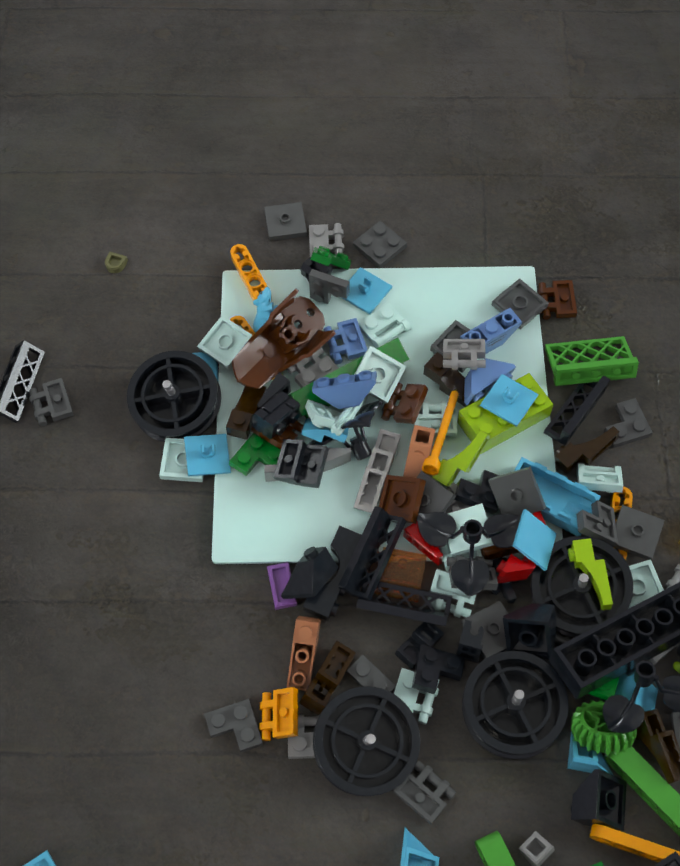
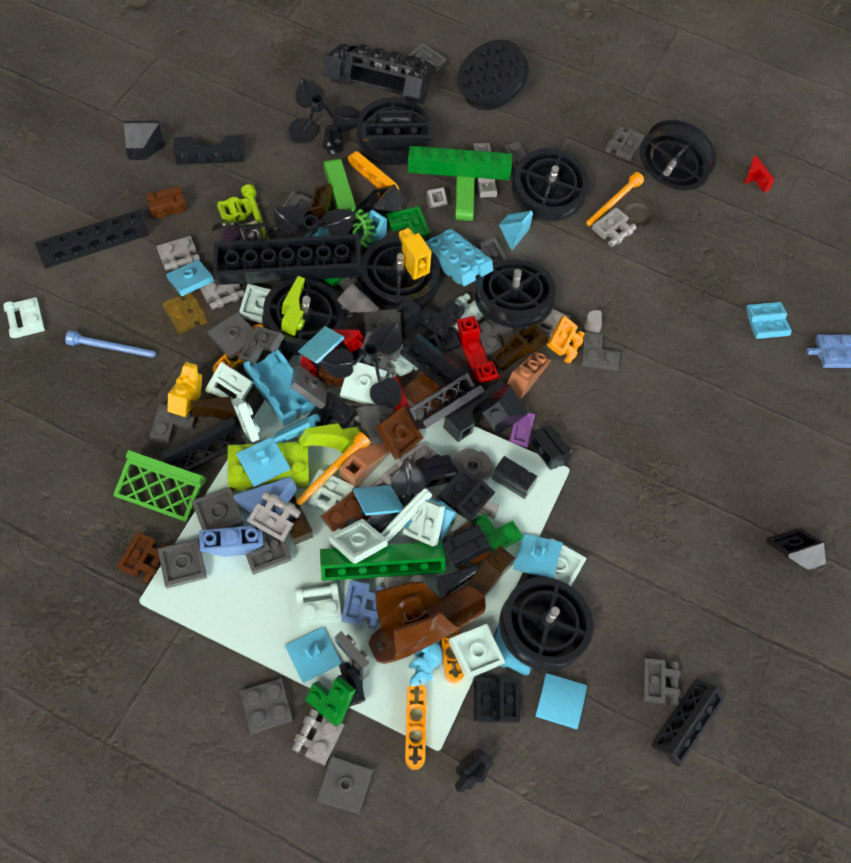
camera: 160 degrees left, 0 degrees up
(115, 262) = (545, 823): olive tile -> none
(134, 348) = (561, 701): none -> medium azure slope
(188, 269) = (473, 770): none -> black rock
(190, 327) = (497, 700): none -> black slope
(240, 568) = (550, 447): none -> black brick
(256, 758) = (593, 321): none -> light grey brick
(263, 514) = (514, 477): none -> black brick
(314, 520) = (477, 458): none -> dark grey plate
(345, 389) = (396, 532): medium blue slope -> none
(345, 477) = (437, 470): none -> black brick
(387, 420) = (378, 500): none -> medium azure piece
(389, 662) = (473, 350): none -> red slope
(460, 756) = (459, 257): none -> medium azure piece
(501, 449) = (296, 429): none -> medium azure slope
(506, 706) = (416, 253): none -> yellow hinge
(523, 353) = (218, 510): none -> dark grey plate
(544, 799) = (409, 218): none -> green plate
(554, 432) = (244, 414): none -> light aqua plate
(634, 443) = (186, 389): none -> yellow hinge

